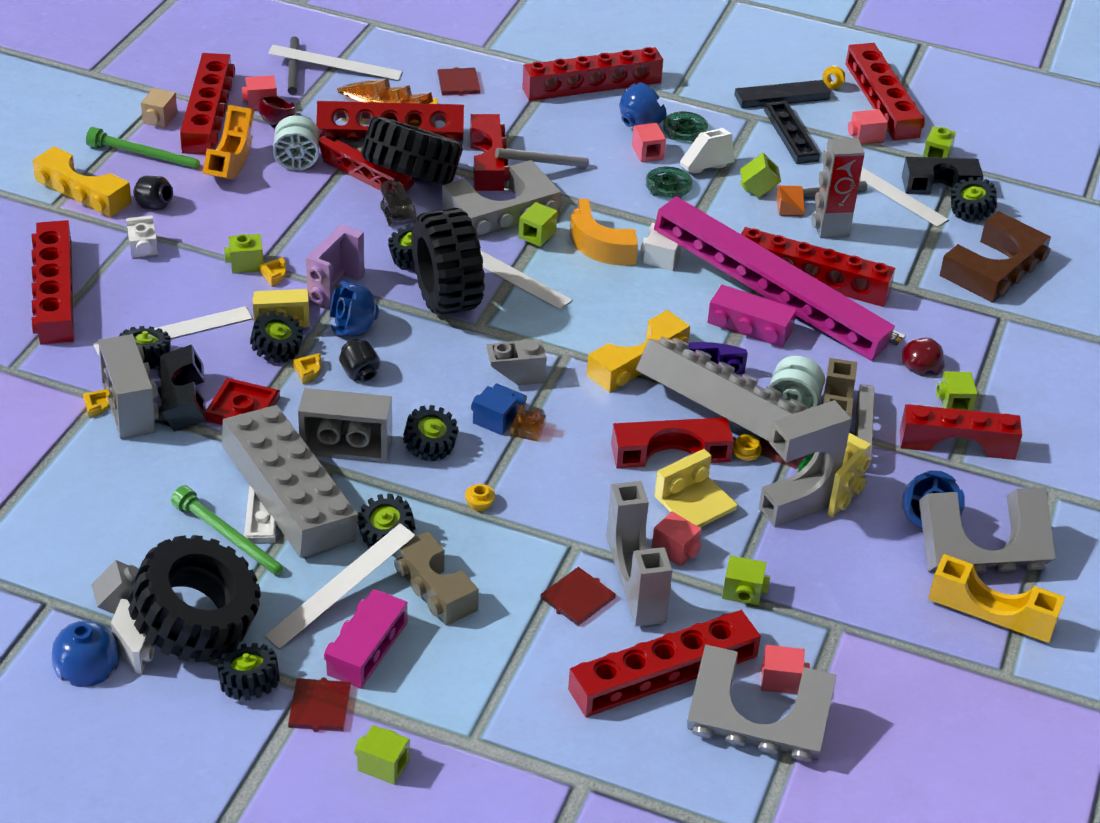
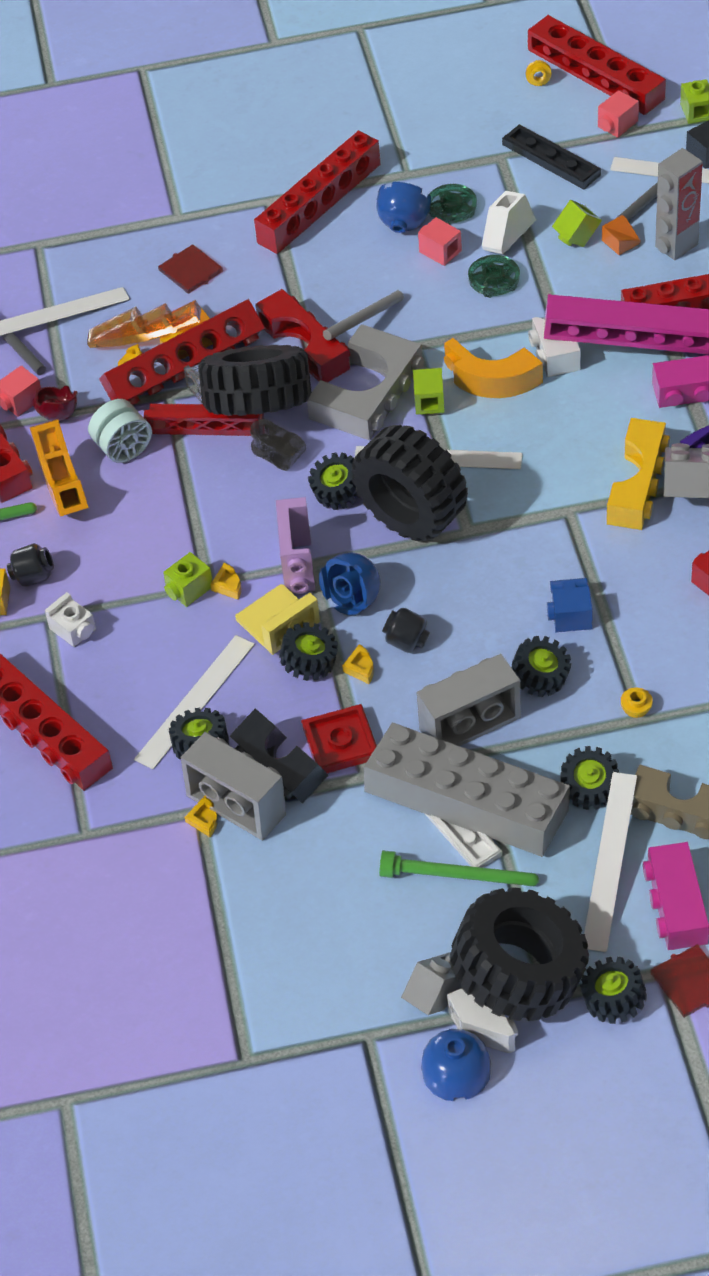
camera: 25 degrees left, 10 degrees up
(519, 361) = (550, 544): light grey slope -> none
(528, 424) = (608, 605): clear orange tile -> none
(789, 92) = (504, 117): black tile -> none

